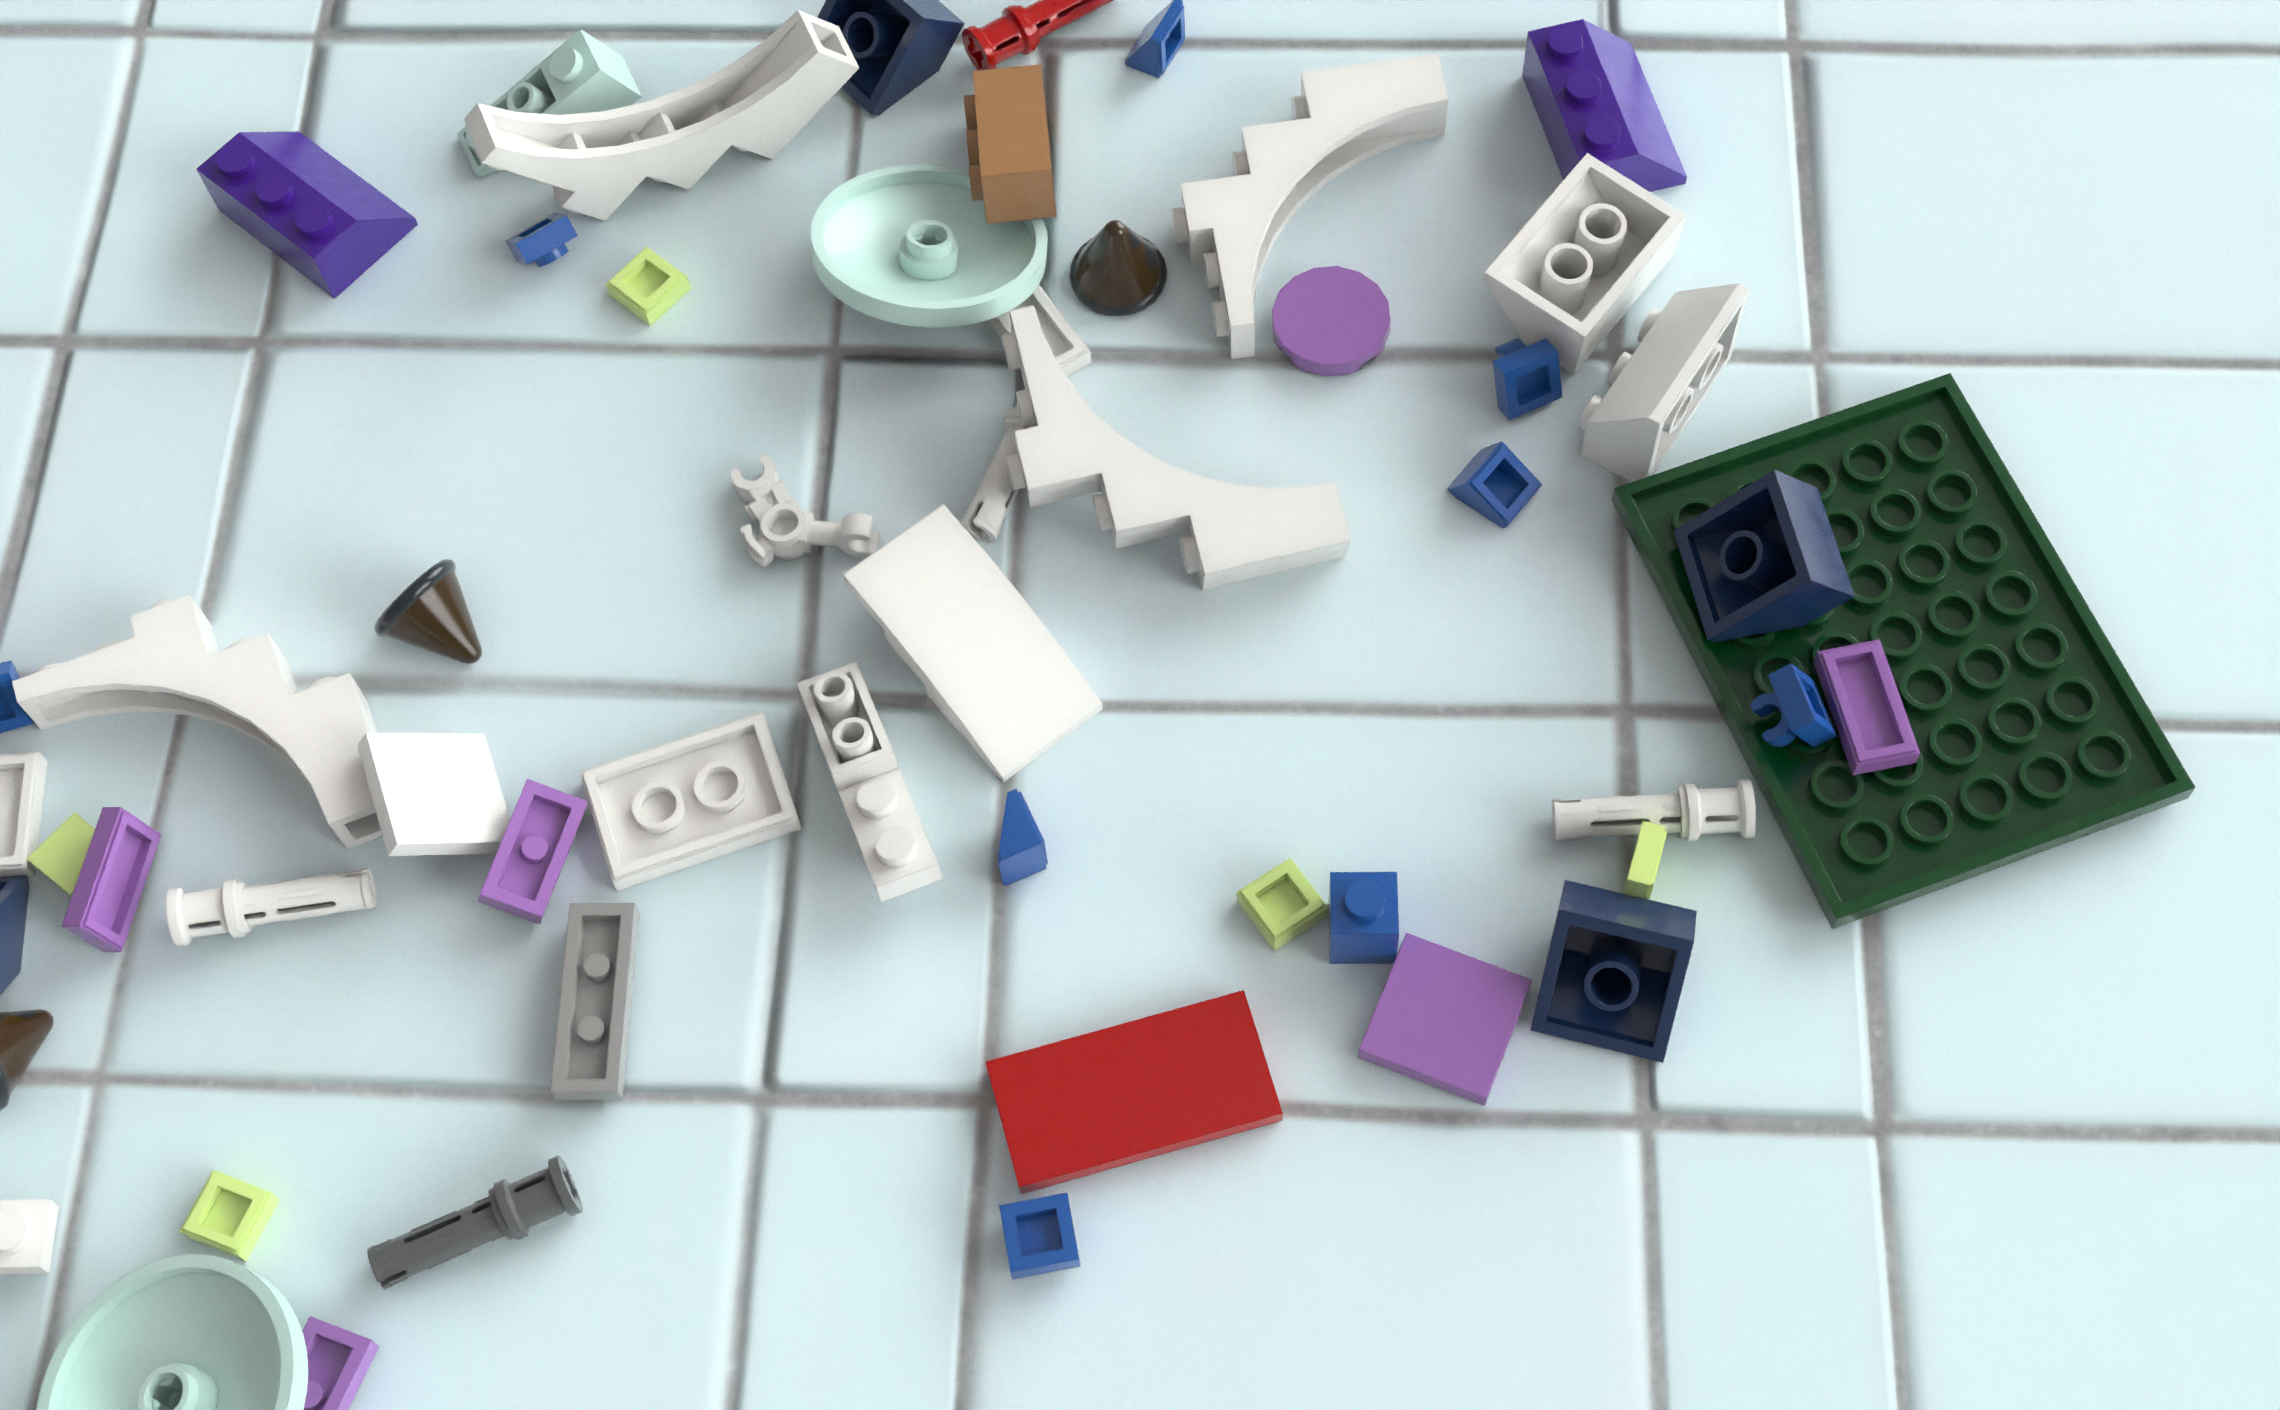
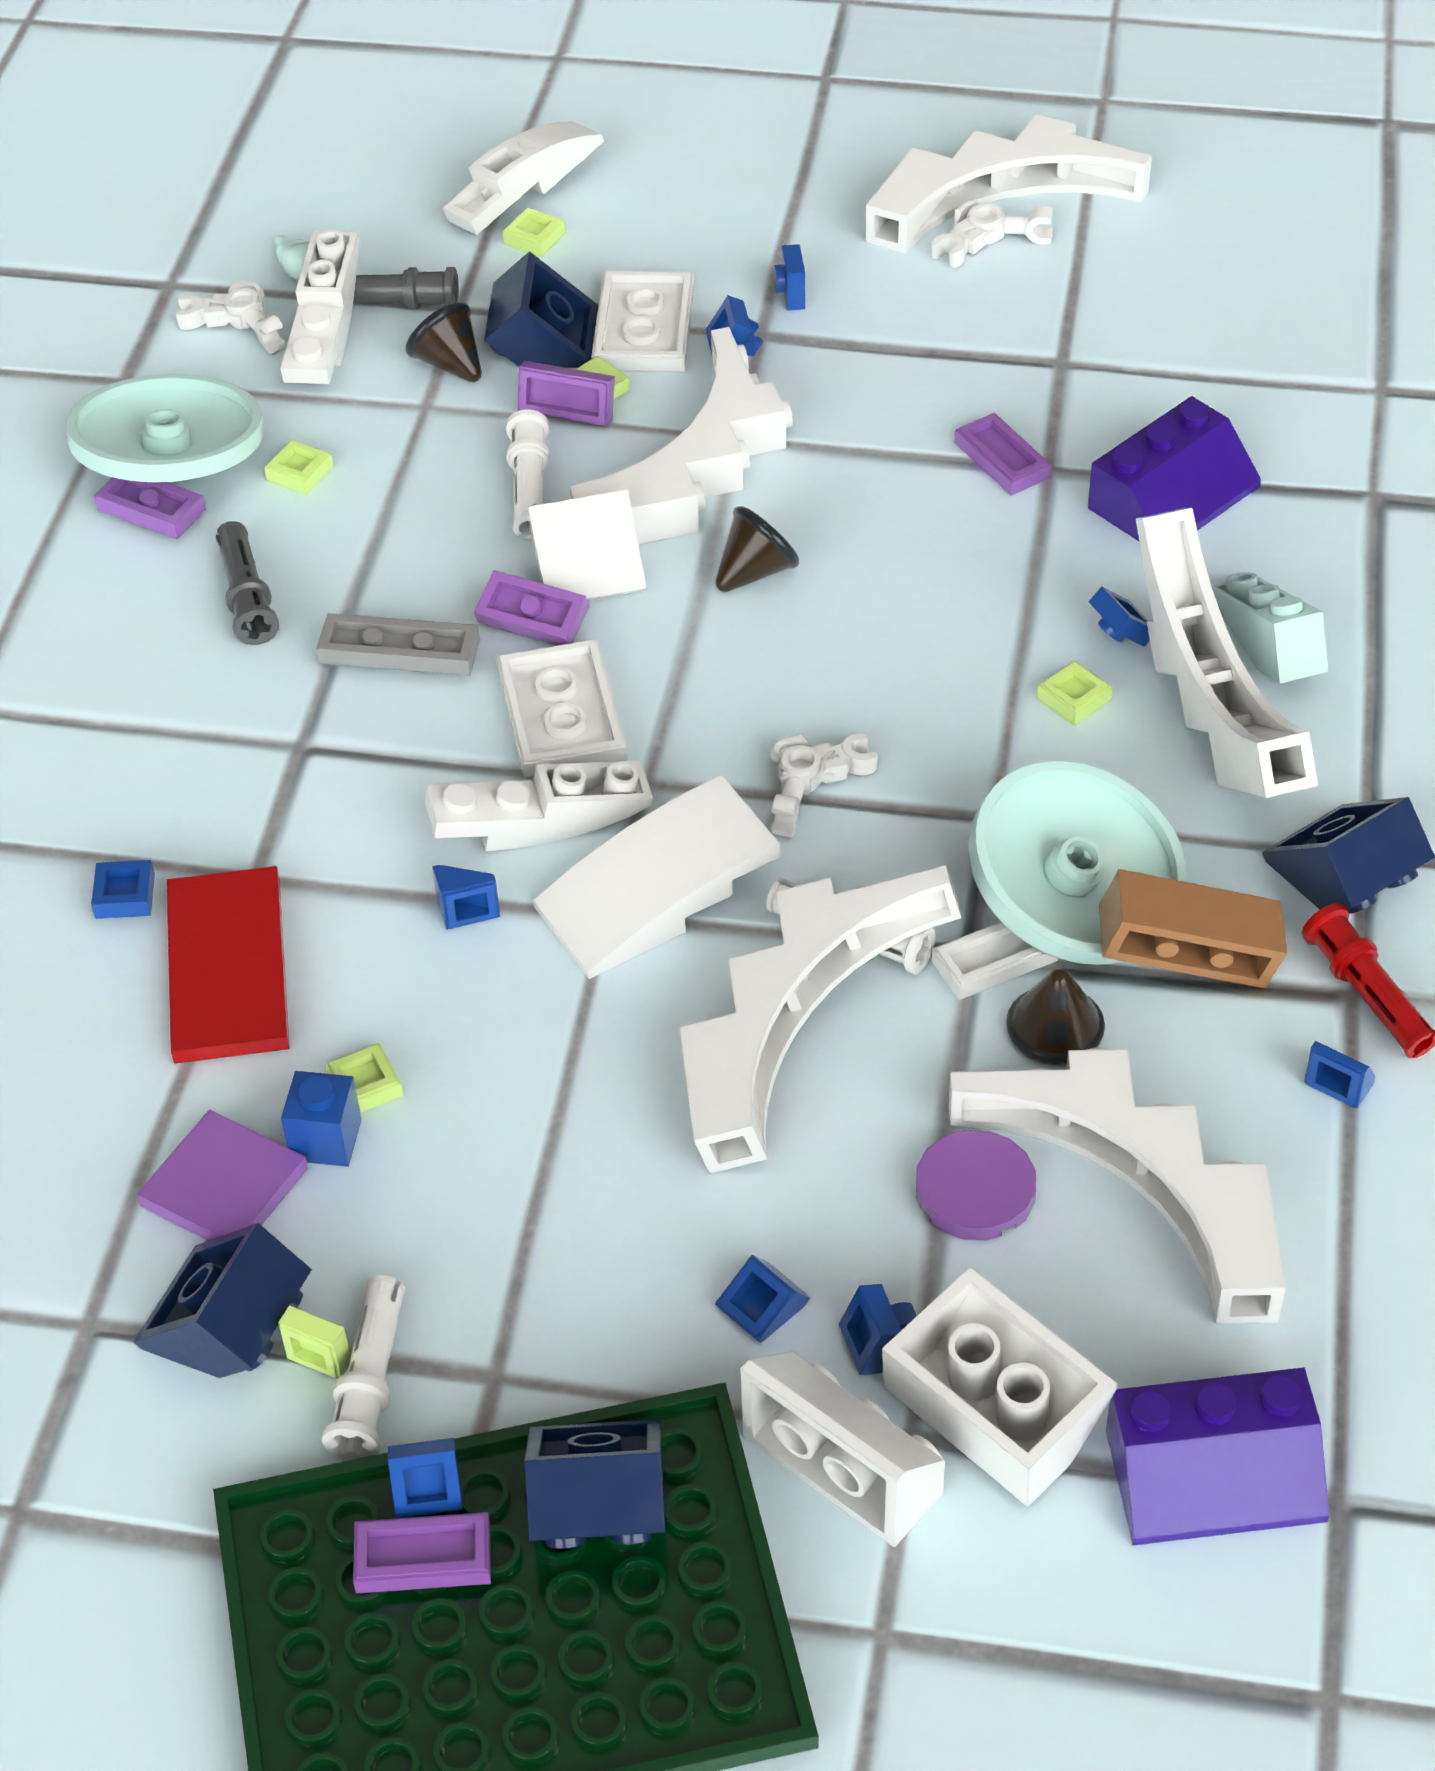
camera: 95 degrees right, 15 degrees down
(241, 384) = (1002, 454): none -> medium lavender tile

